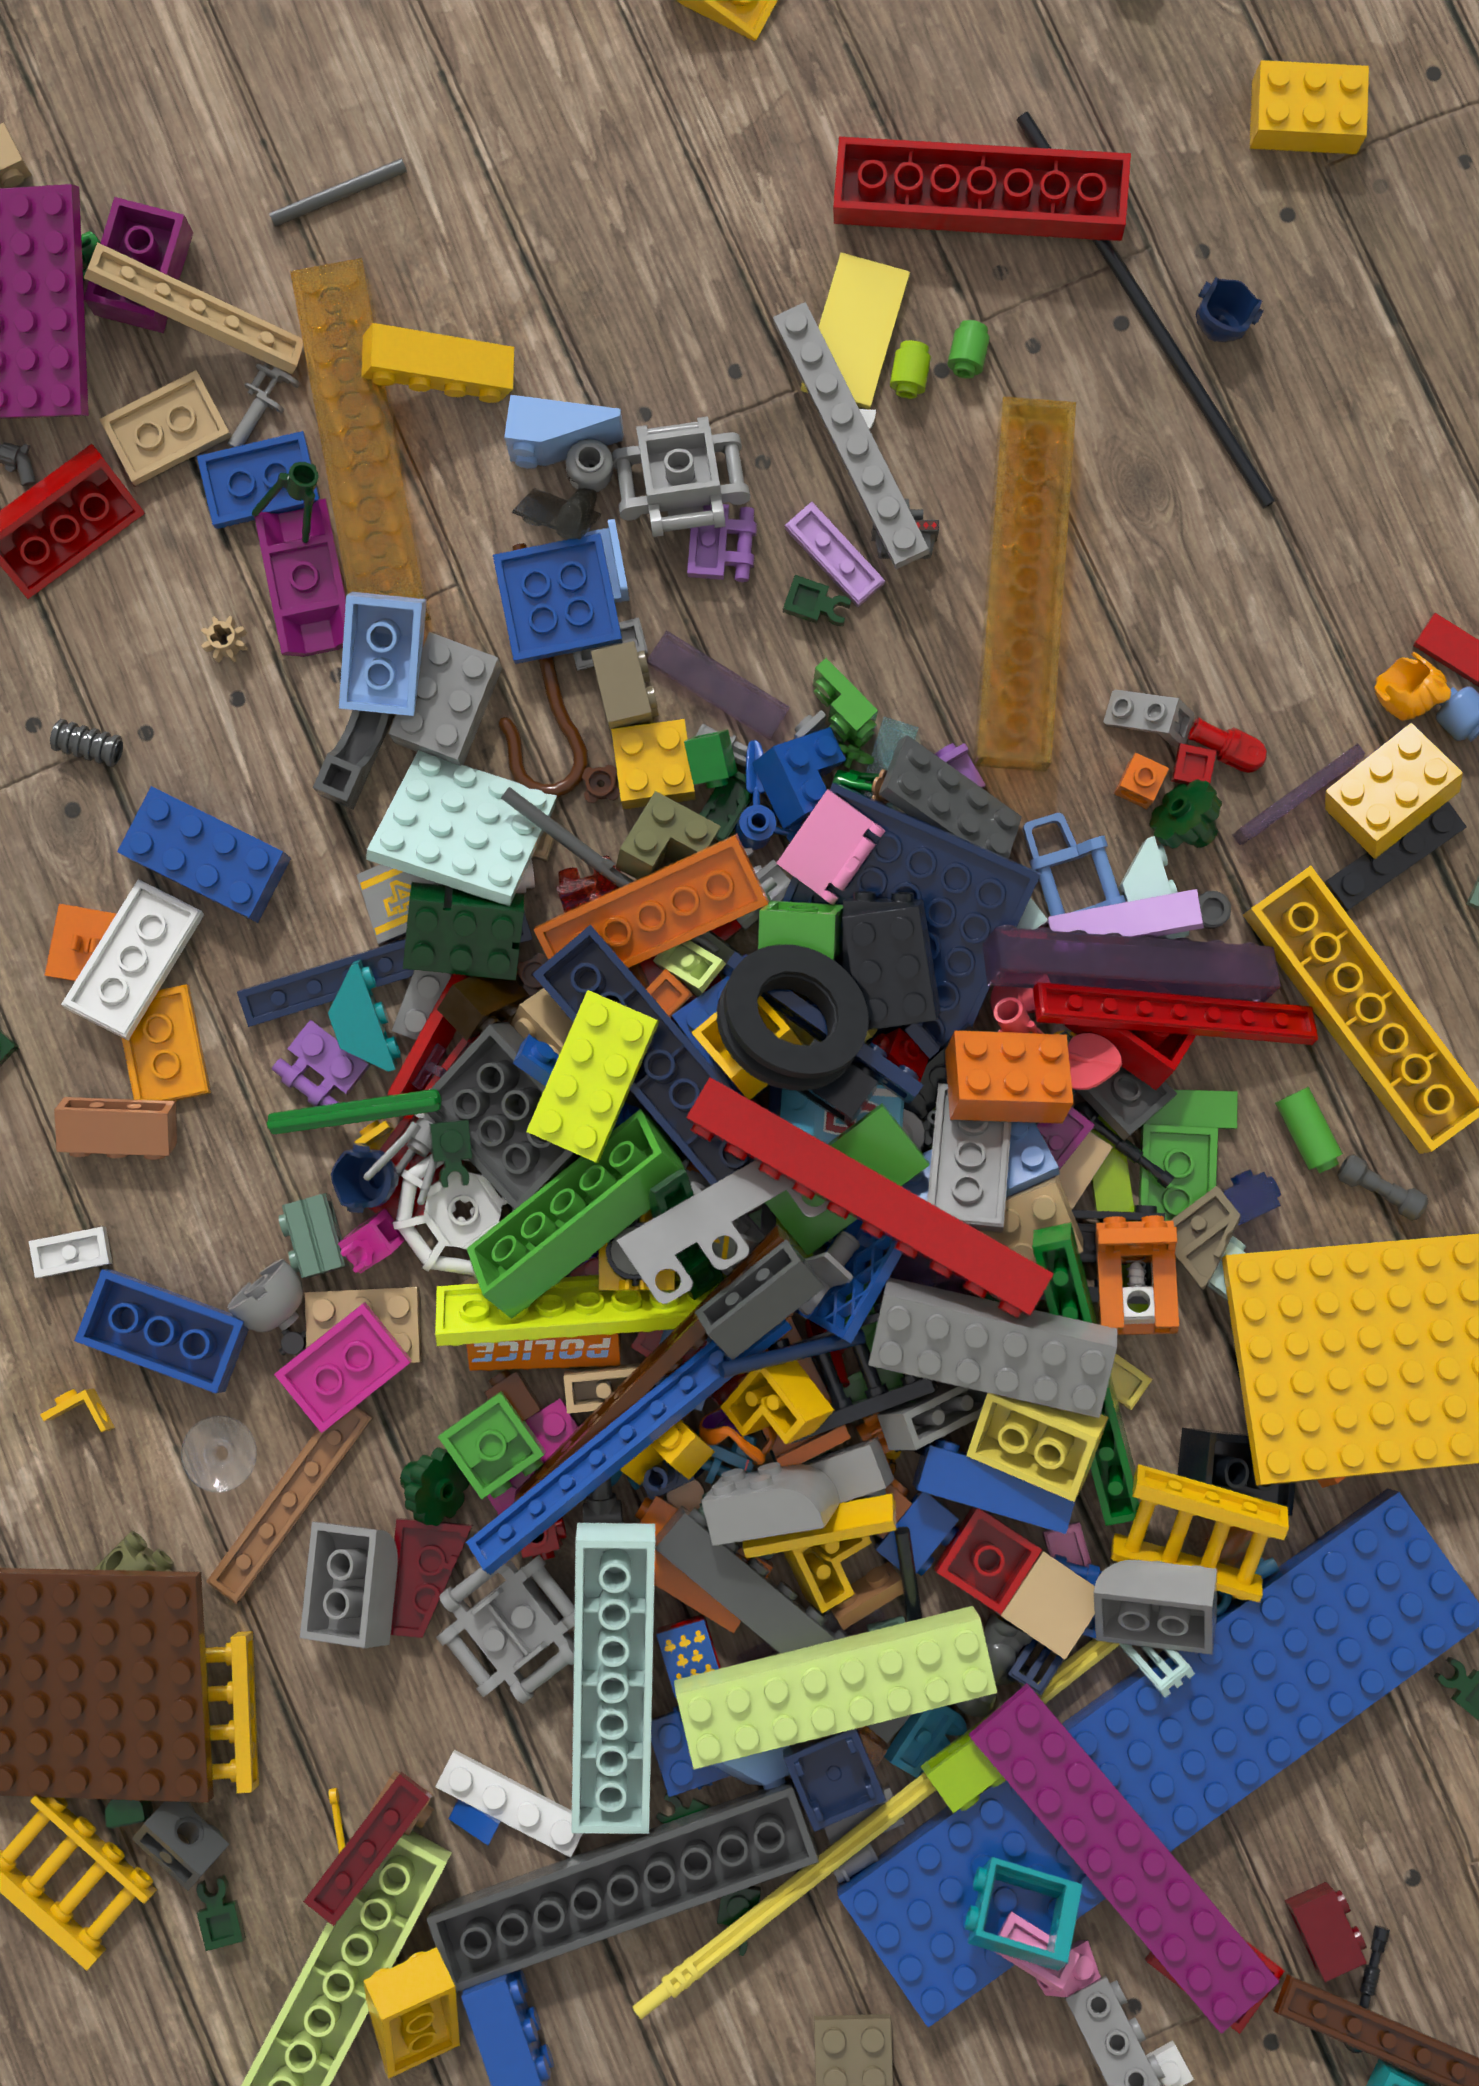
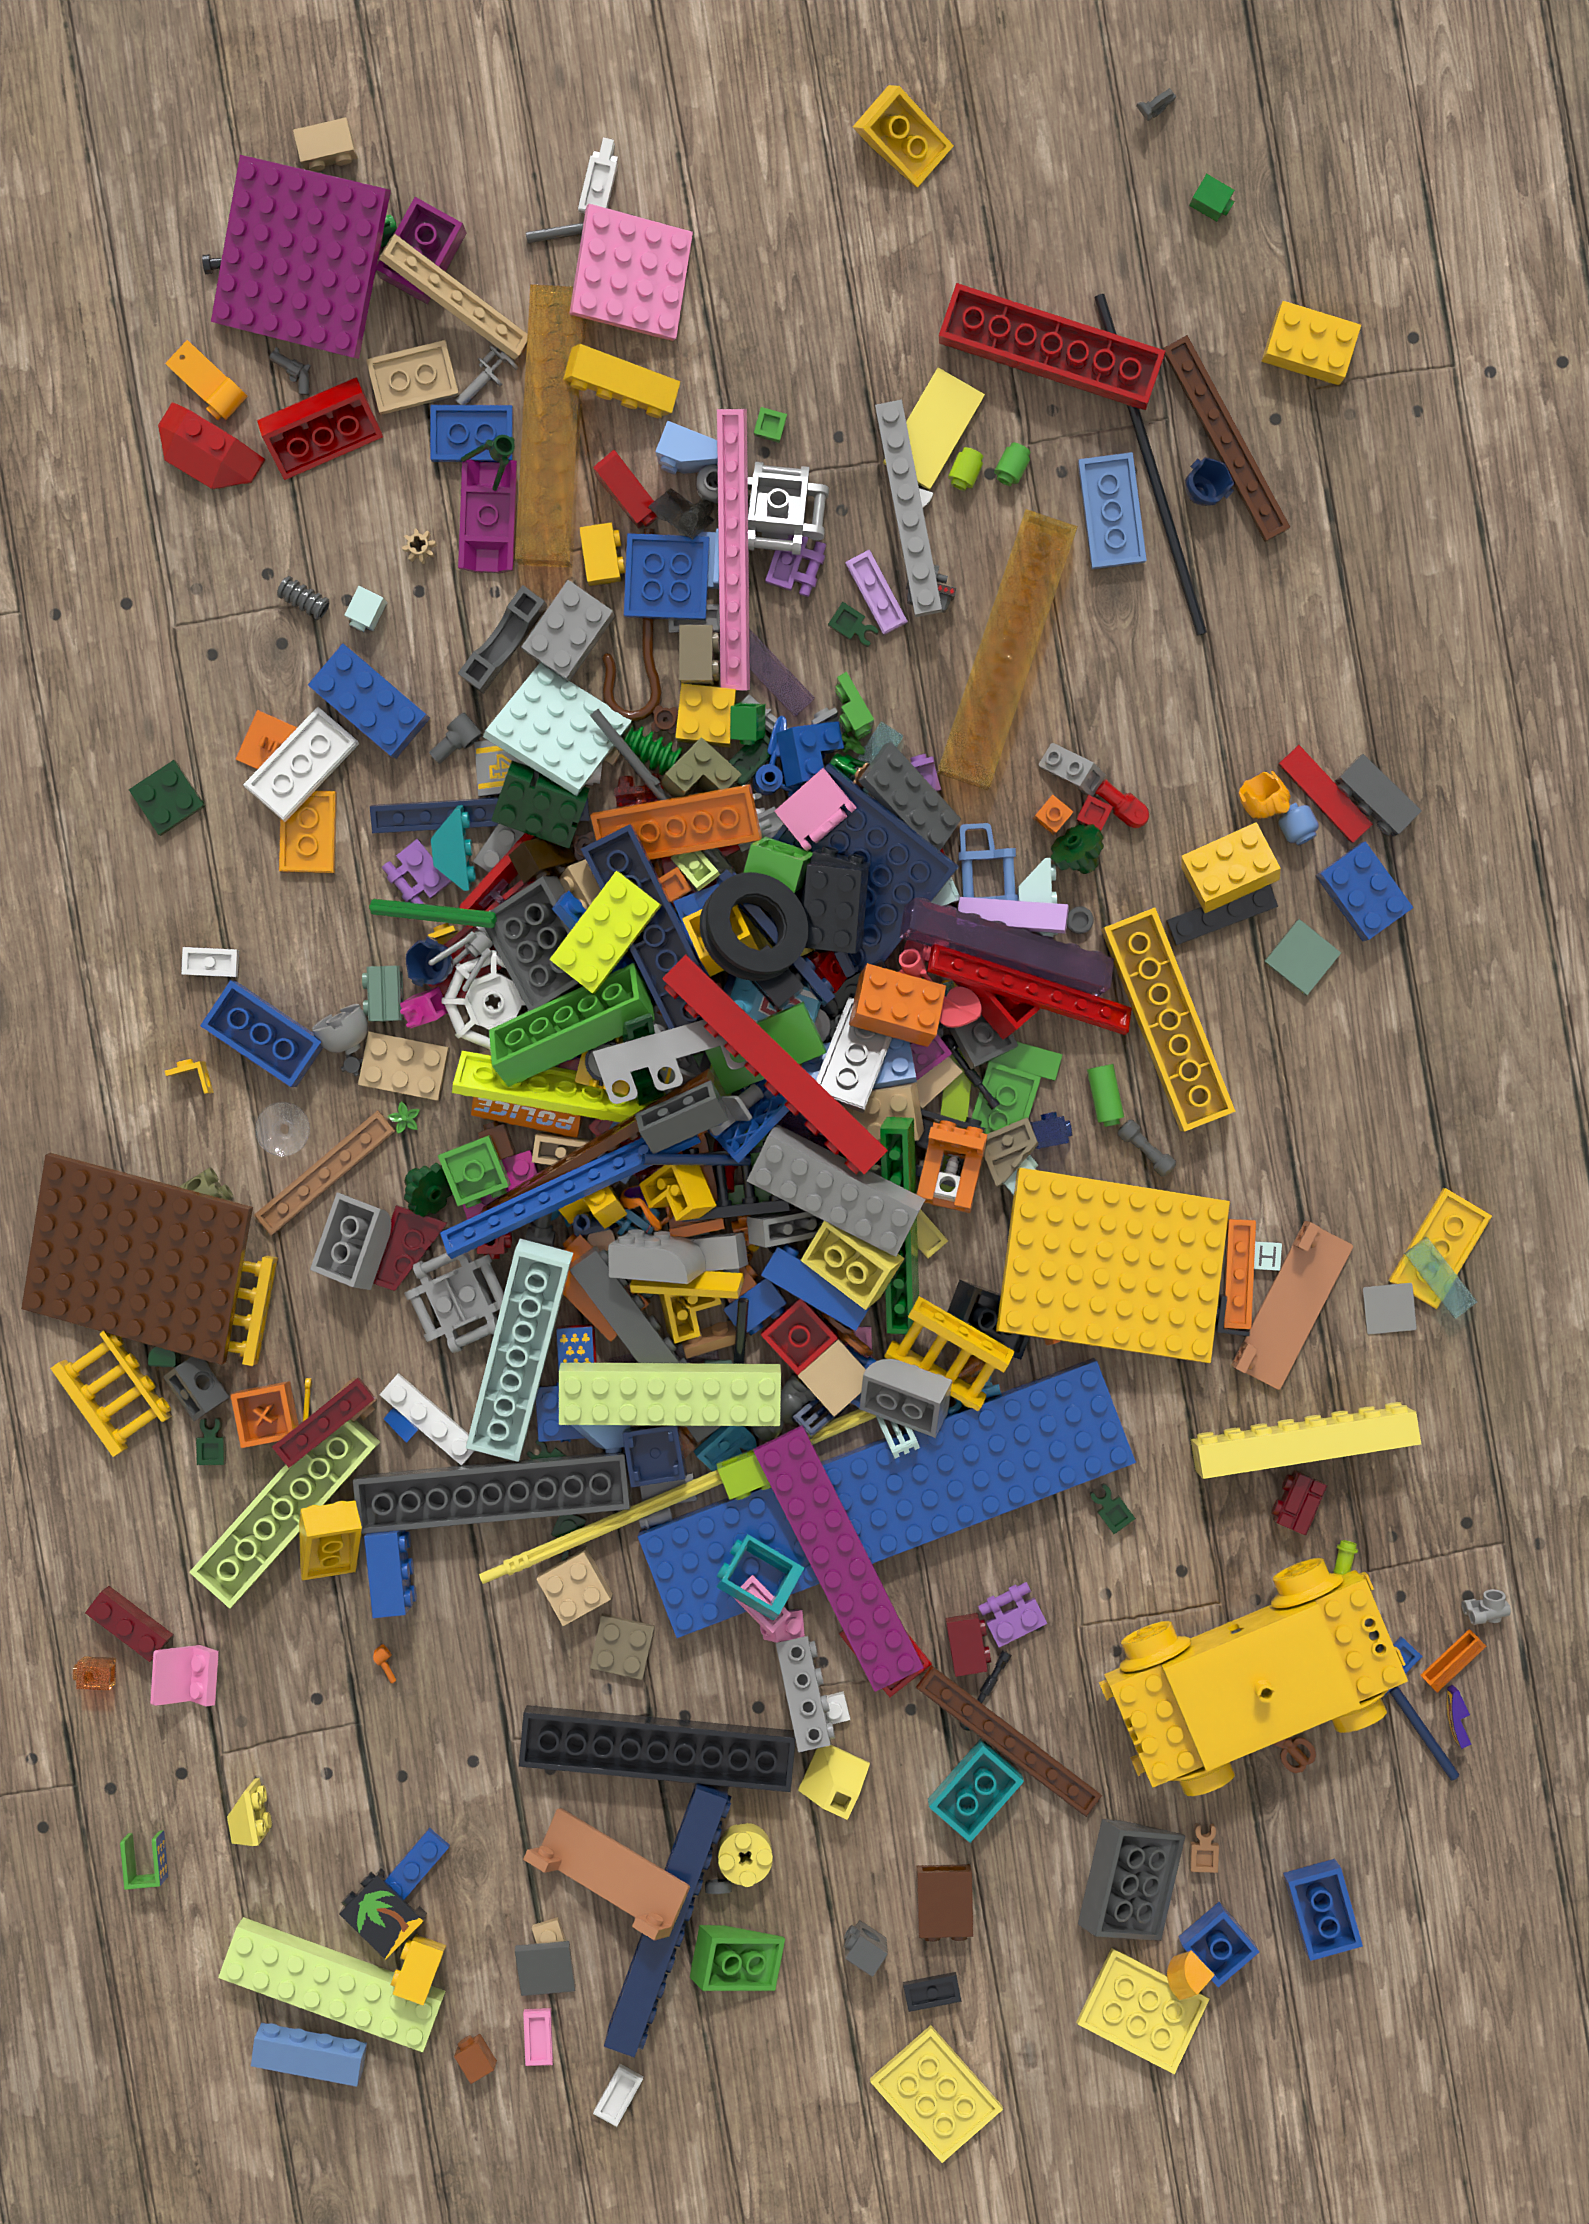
camera: 10 degrees right, 5 degrees up
(116, 1127) = (262, 881): nougat brick -> none
(171, 737) = (365, 609): none -> light aqua brick
(283, 1855) = (264, 1413): none -> orange brick
(336, 868) = (460, 734): none -> dark grey pin
(343, 1367) = (383, 1090): dark pink plate -> none
(348, 127) = (599, 177): none -> white hinge
(381, 653) = (529, 588): light blue slope -> none
(382, 1398) = (404, 1118): none -> bright green plant
(416, 227) = (631, 272): none -> bright pink plate
(450, 1144) = (494, 954): dark green plate -> none
(464, 591) = (601, 555): none -> yellow brick
(475, 499) = (625, 489): none -> red slope
(595, 827) = (652, 751): none -> green piece
(636, 536) = (733, 548): none -> bright pink plate
(643, 375) = (770, 424): none -> bright green plate
(767, 1989) = (574, 1586): none -> tan brick
(1052, 1542) = (847, 1335): none -> dark orange piece
(1112, 377) = (1112, 510): none -> medium blue plate
(1234, 252) = (1226, 438): none -> reddish brown plate
(1299, 795) = (1163, 853): clear purple tile -> none
(1383, 1879) = (1016, 1621): none -> medium lavender plate

